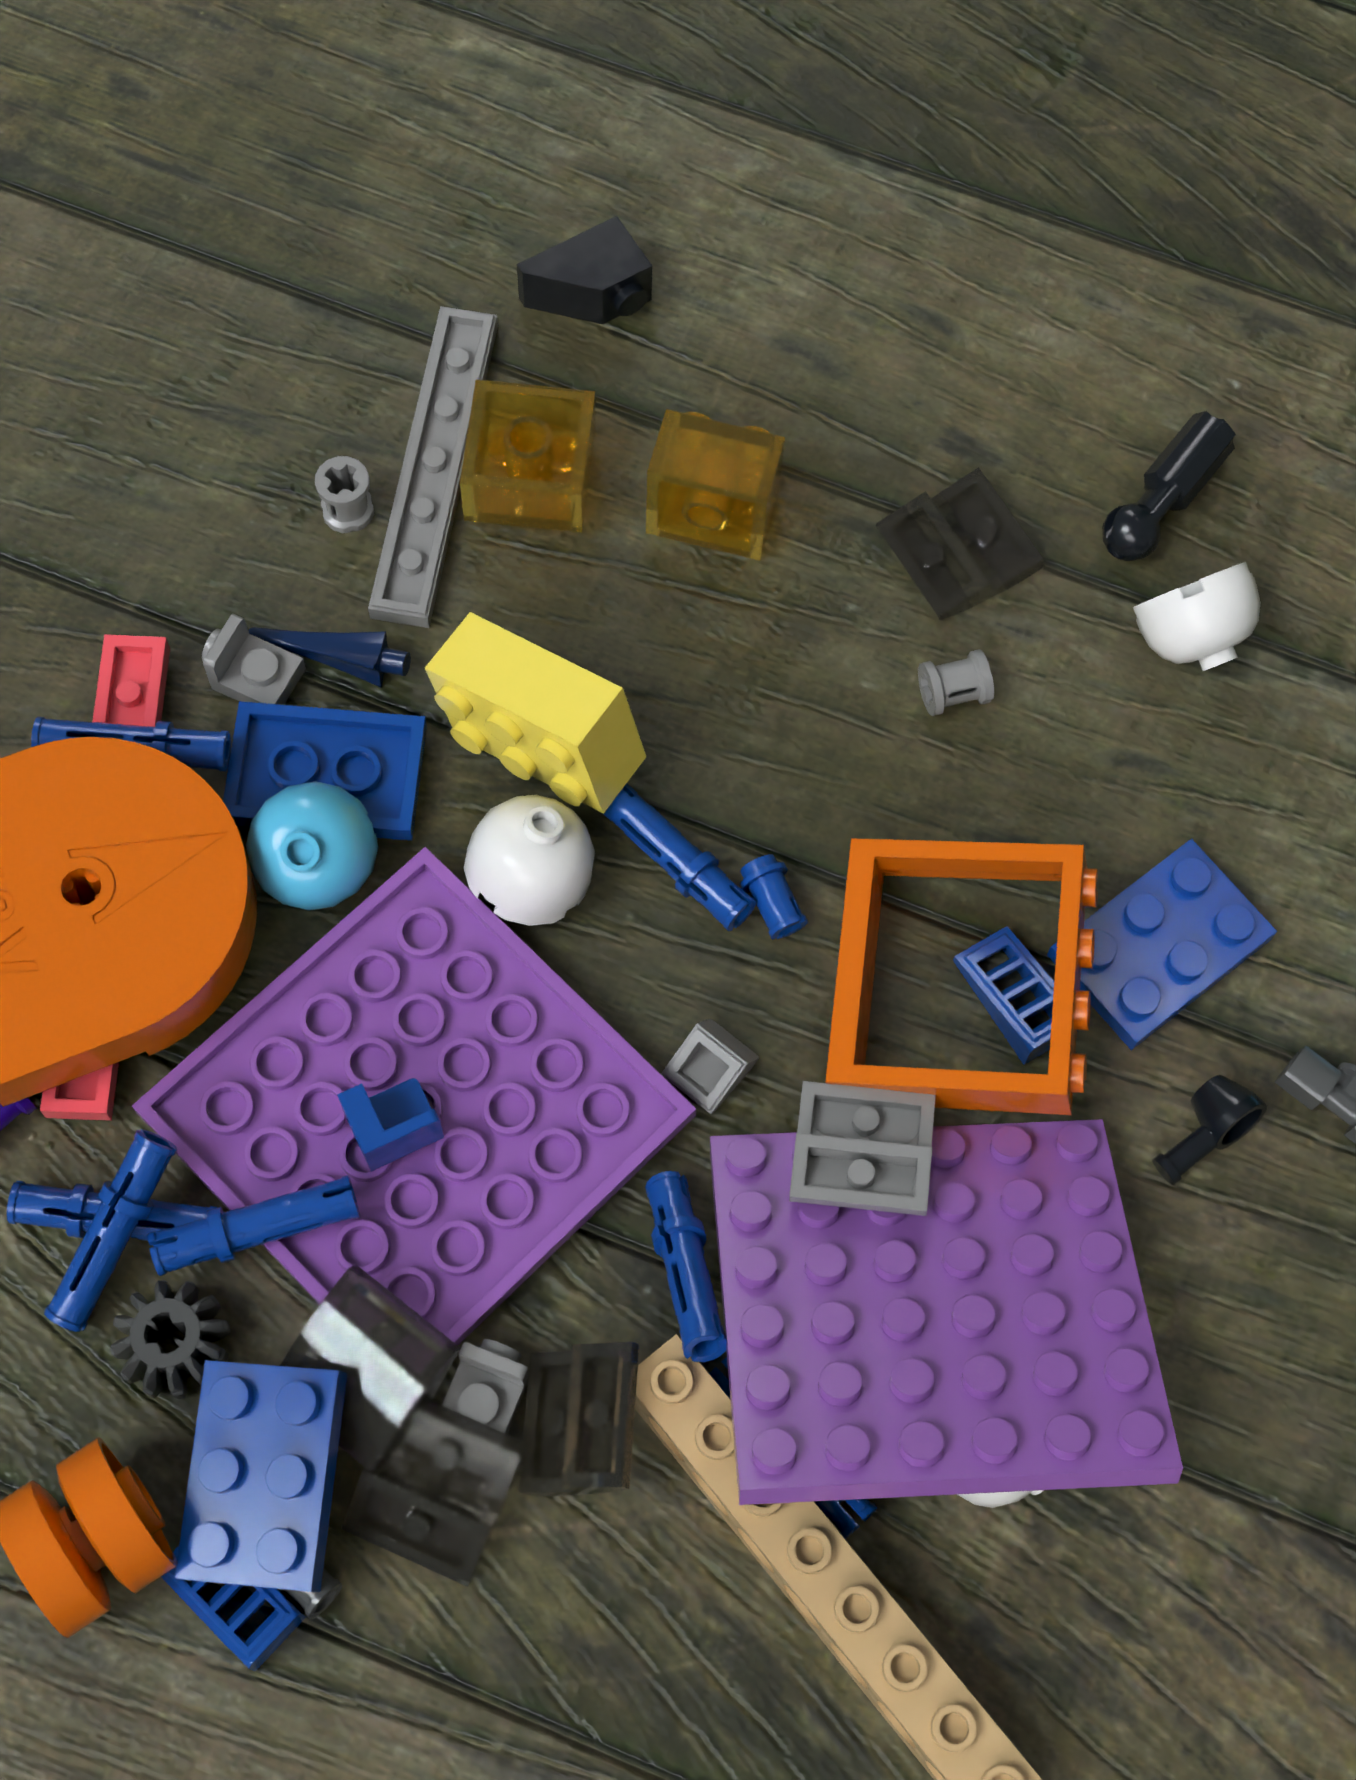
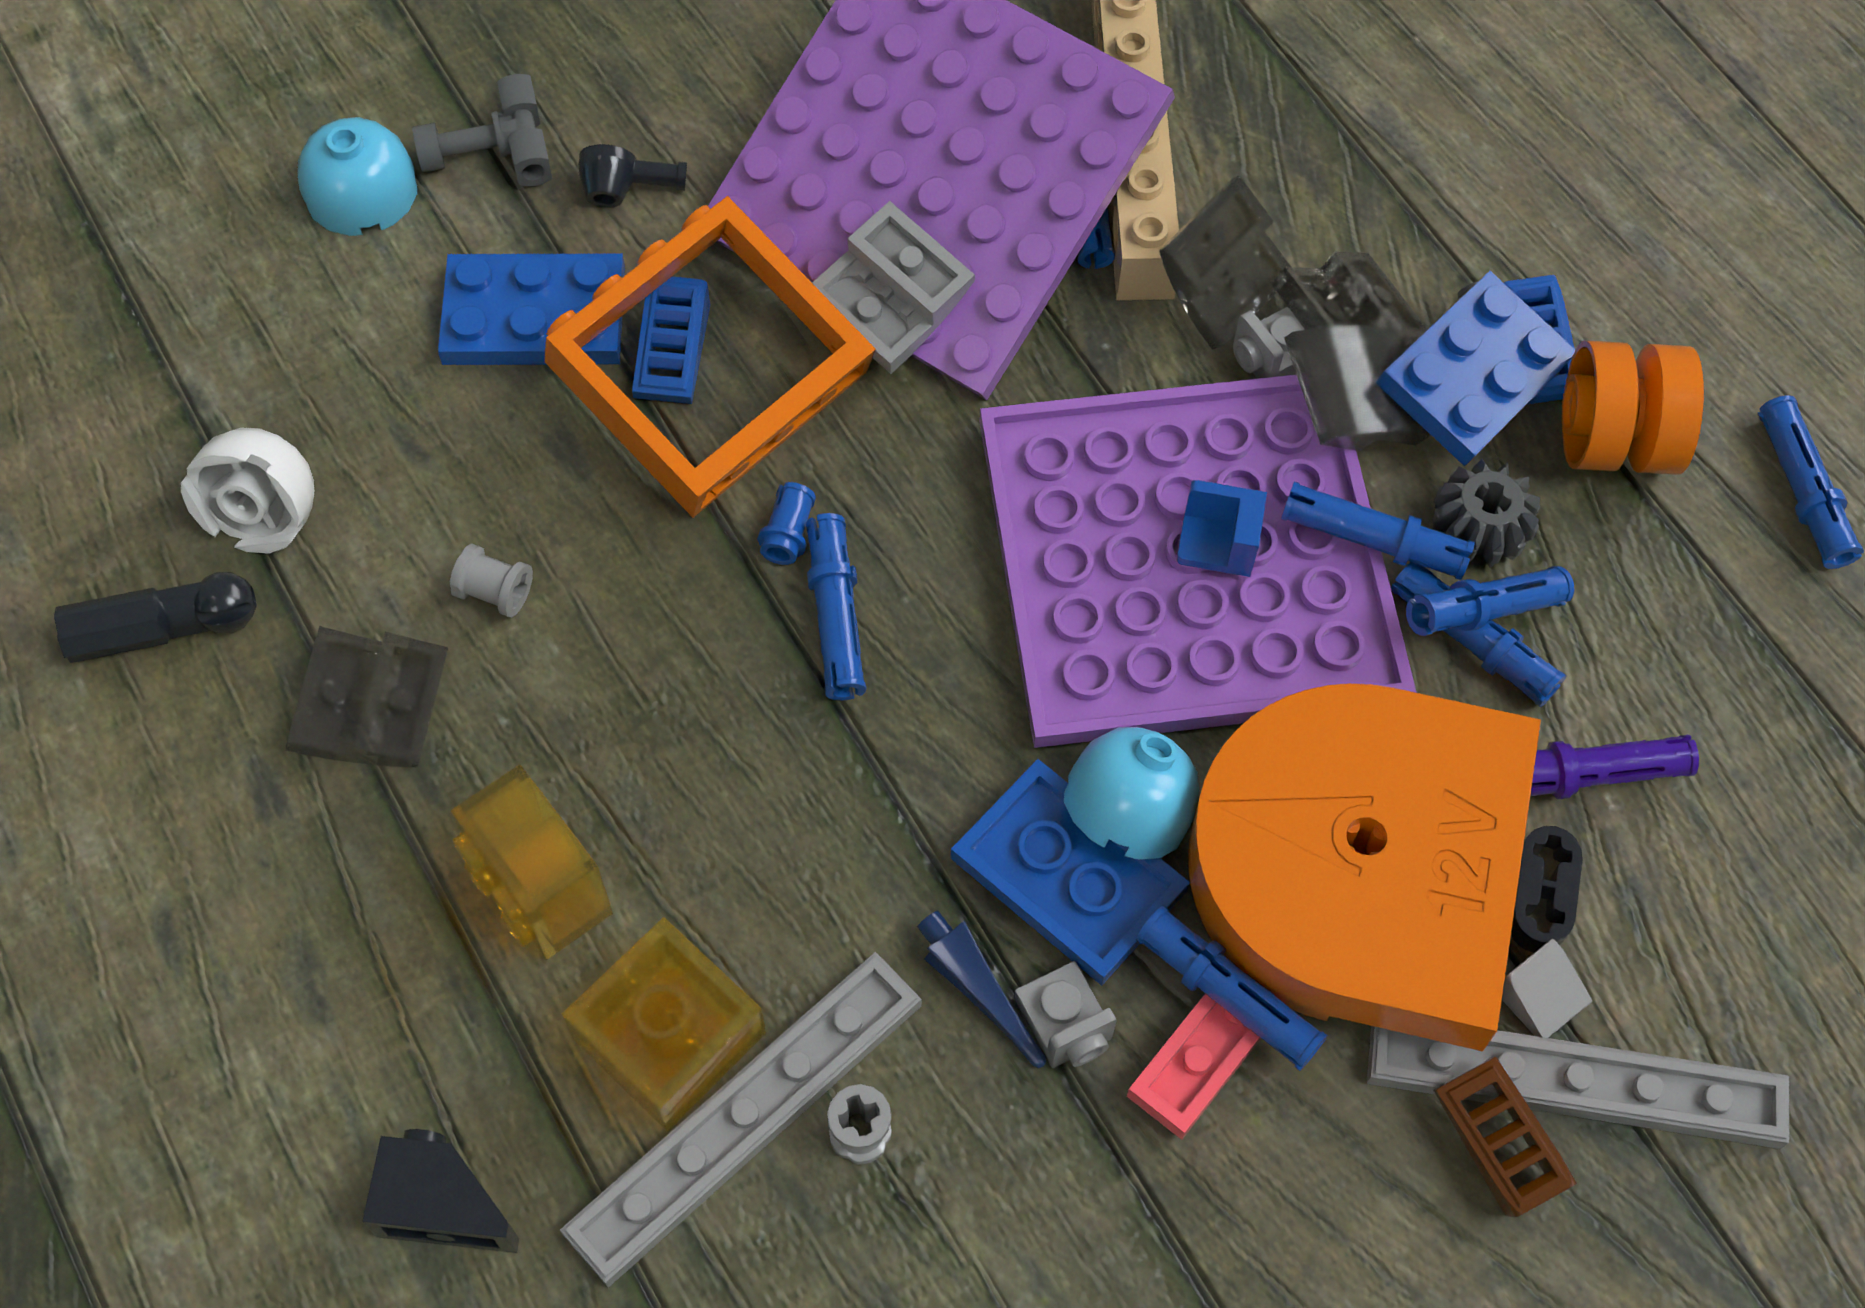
camera: 140 degrees left, 5 degrees down
(530, 860) = (958, 667): white cylinder -> none
(536, 713) = (869, 745): light yellow brick -> none
(680, 1243) = (1073, 314): blue pin -> none
(709, 1065) = (936, 448): light grey slope -> none

